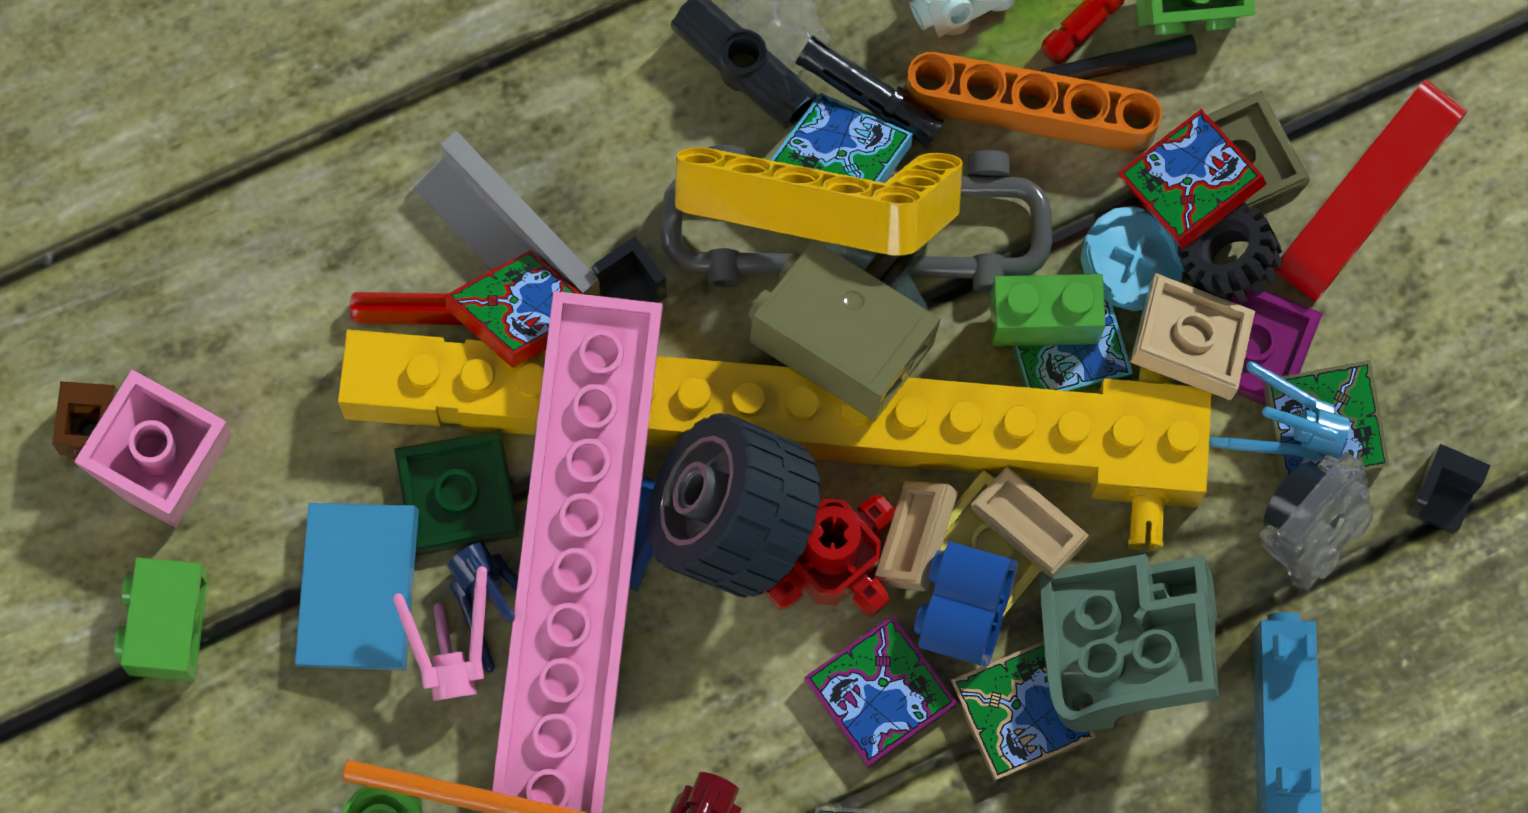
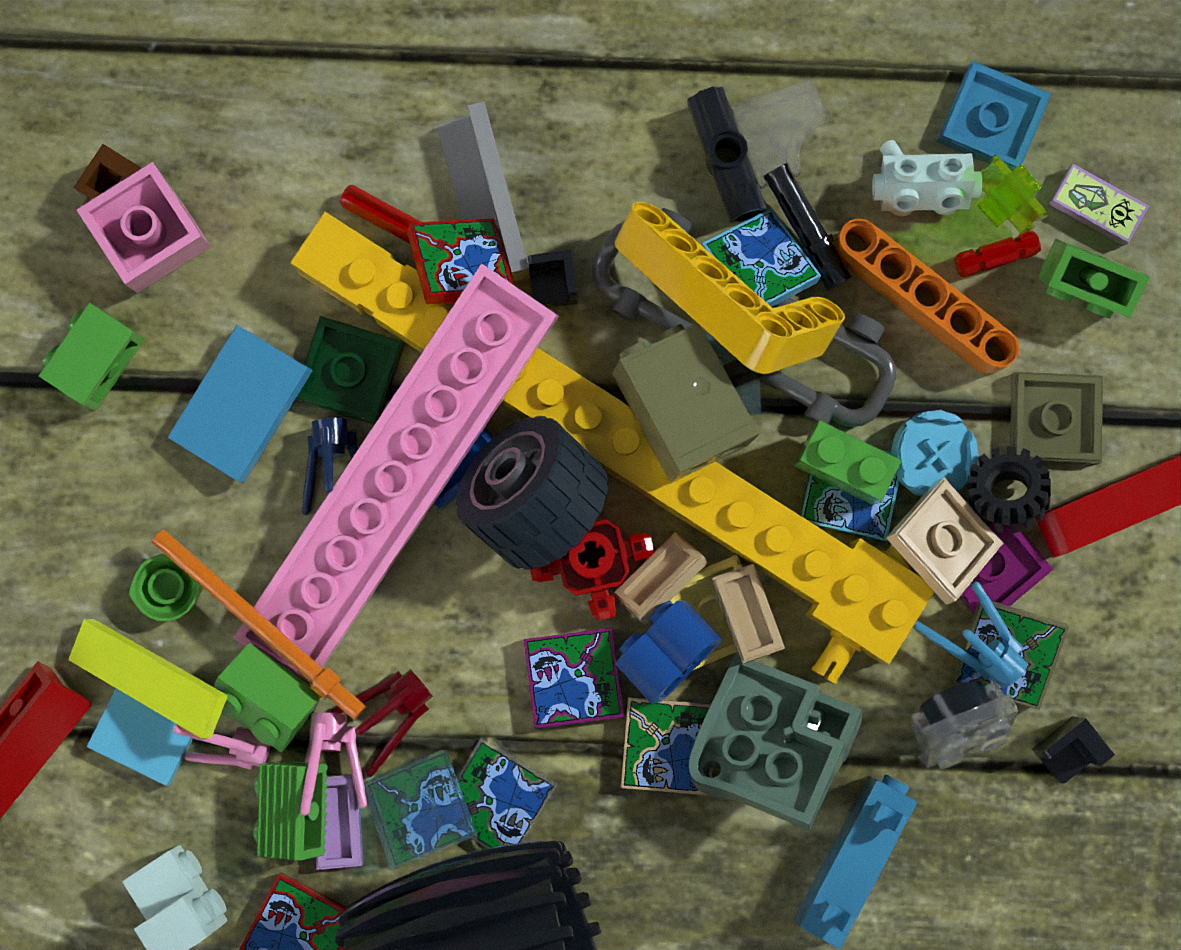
camera: 30 degrees right, 10 degrees up
(451, 673) = (271, 504): bright pink plant -> none
(1127, 59) = (1012, 299): black bar -> none
(1192, 178) = (1012, 419): tile -> none

